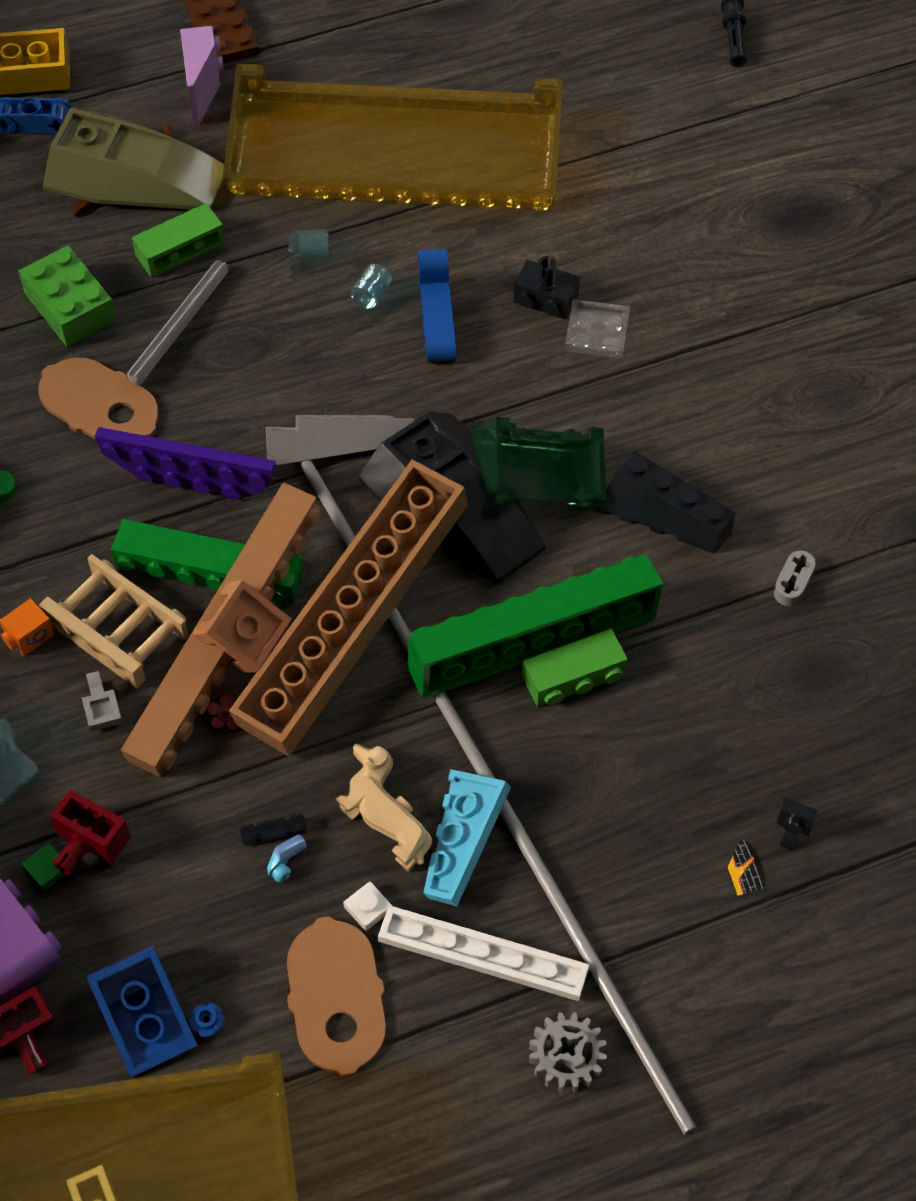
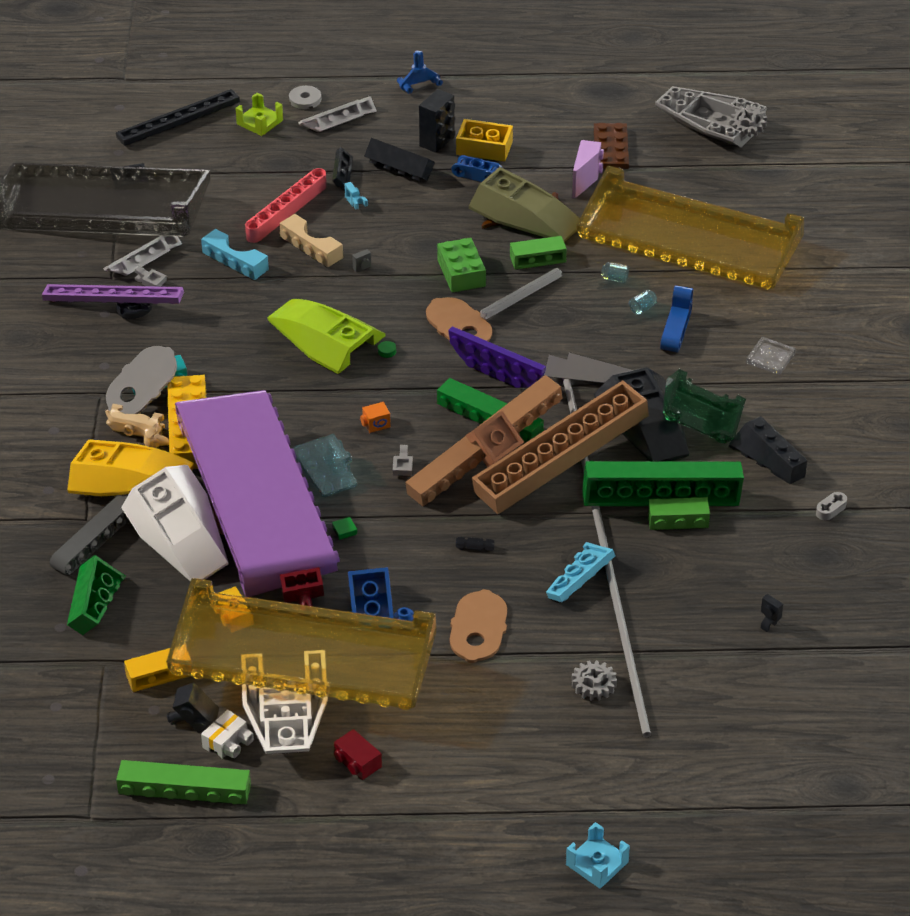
camera: 20 degrees right, 15 degrees down
(88, 830) = (373, 513): dark red brick -> none
(107, 648) = (416, 438): tan fence -> none
(221, 714) = (467, 485): dark red plant -> none
(277, 864) = (475, 554): arm -> none
(367, 906) = (512, 591): white plate -> none
(383, 811) = (538, 549): tan animal -> none
(483, 953) = (567, 627): white plate -> none
(546, 288) = (747, 326): black brick -> none
(744, 870) = (733, 633): sticker -> none

